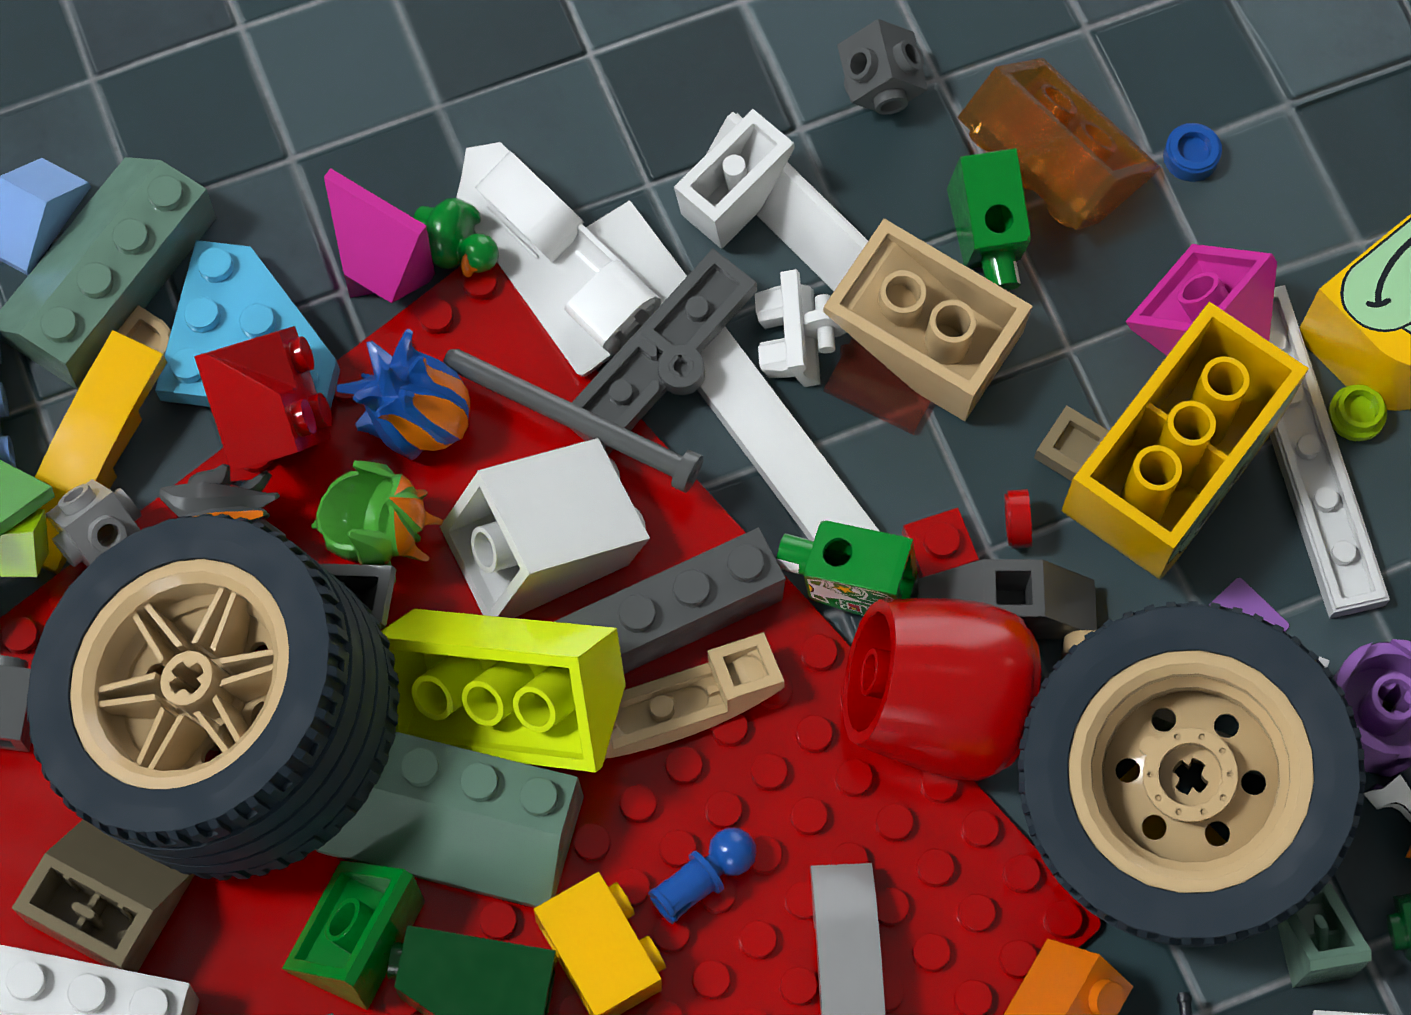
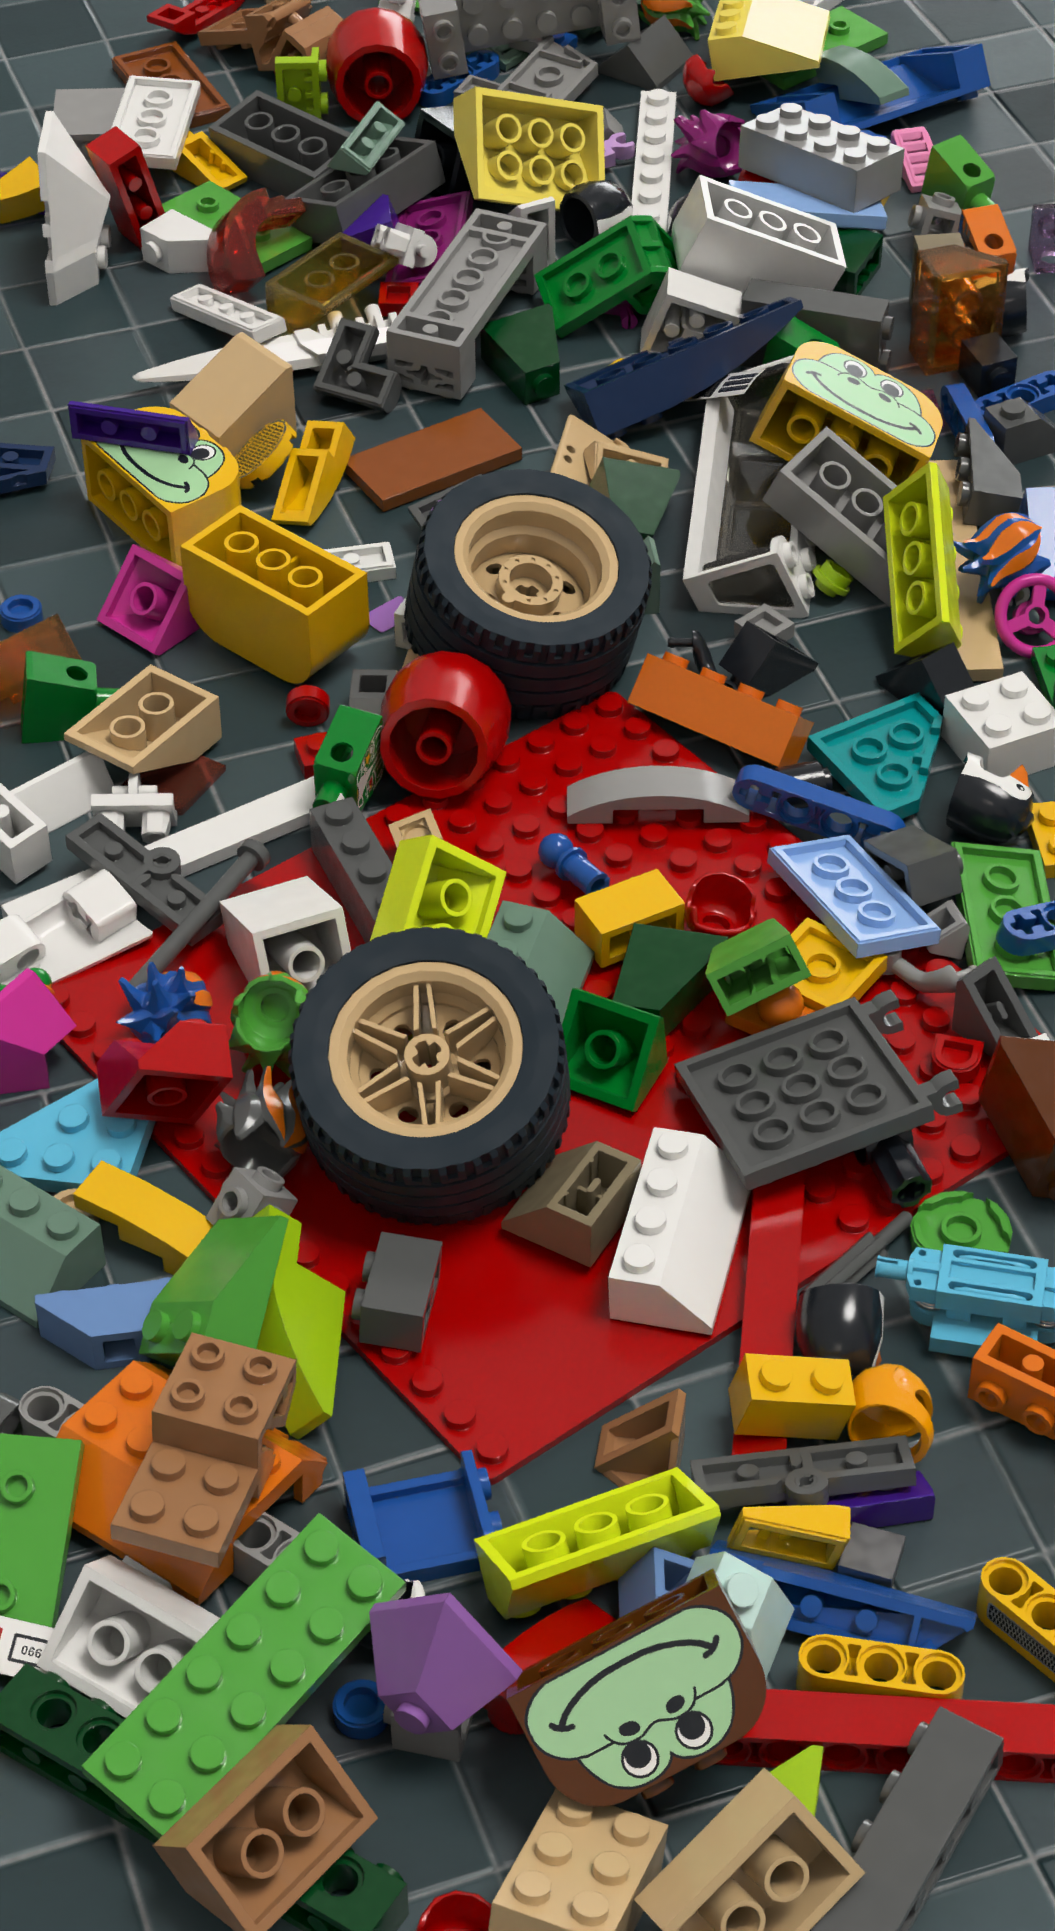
camera: 85 degrees left, 25 degrees down
(1070, 443) = (253, 678): dark tan plate -> none

